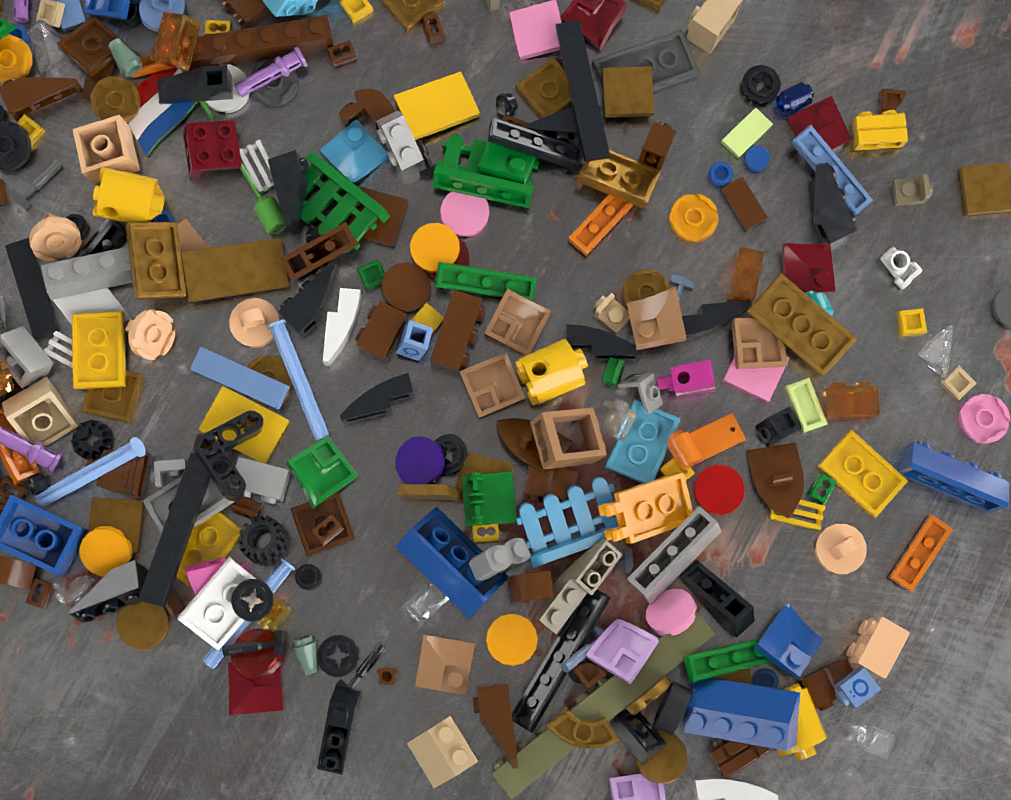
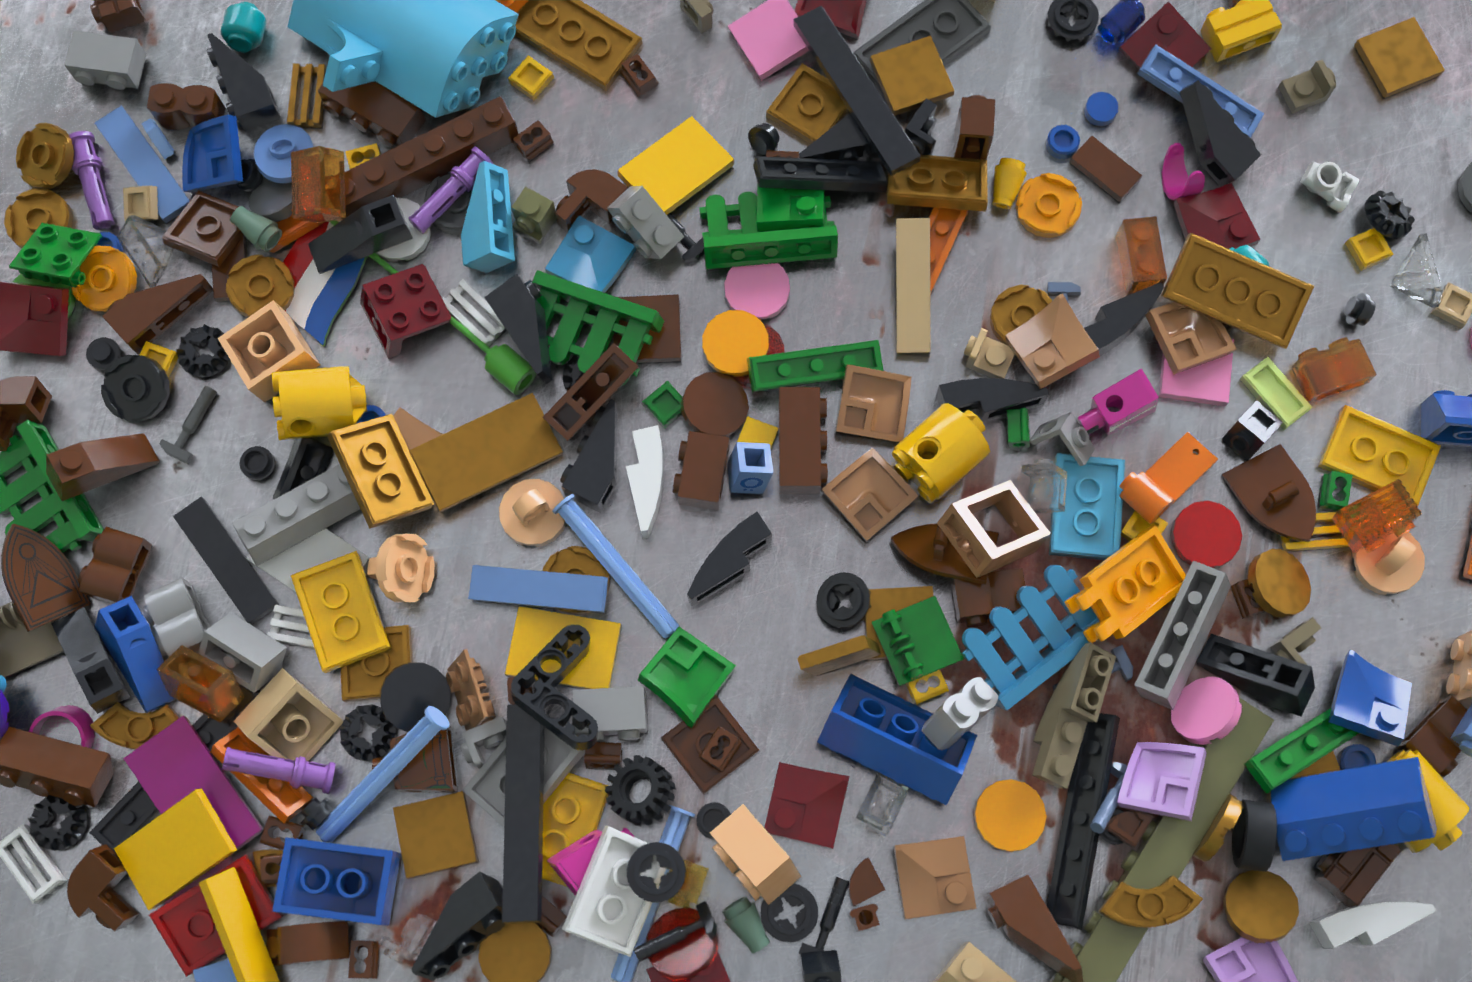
camera: 10 degrees left, 5 degrees down
(50, 134) = (205, 364): none -> black gear
(54, 238) = (237, 485): light nougat tile -> none
(104, 550) = (433, 872): light orange tile -> none
(128, 421) = (410, 691): none -> black tile
(166, 423) = (463, 680): none -> medium nougat hinge
(289, 105) = (488, 221): none -> medium azure slope
(323, 108) = (533, 214): none -> olive brick
(325, 610) = (761, 862): none -> light nougat brick
(374, 587) = (806, 805): none -> dark red plate
(396, 652) = (864, 883): none -> reddish brown tile
(419, 461) = (809, 620): dark purple tile -> none
(530, 586) = (1014, 735): reddish brown brick -> none
(574, 246) = (913, 285): none -> tan tile
(622, 129) = (921, 126): none -> black bracket
(638, 735) = (1222, 886): black slope -> none
(669, 192) = (1007, 182): none -> yellow cone
(727, 543) = (1243, 600): none -> reddish brown piece
(747, 133) = (1077, 82): yellowish green tile -> none
(755, 583) = (1298, 639): none -> dark tan bracket
(756, 540) = (1279, 583): none -> pearl gold tile
(792, 225) = (1175, 178): none -> dark pink helmet
(841, 516) = (1377, 516): none -> clear orange brick
(887, 365) = (1359, 310): none -> black plate
(925, 298) = (1377, 210): none -> black gear

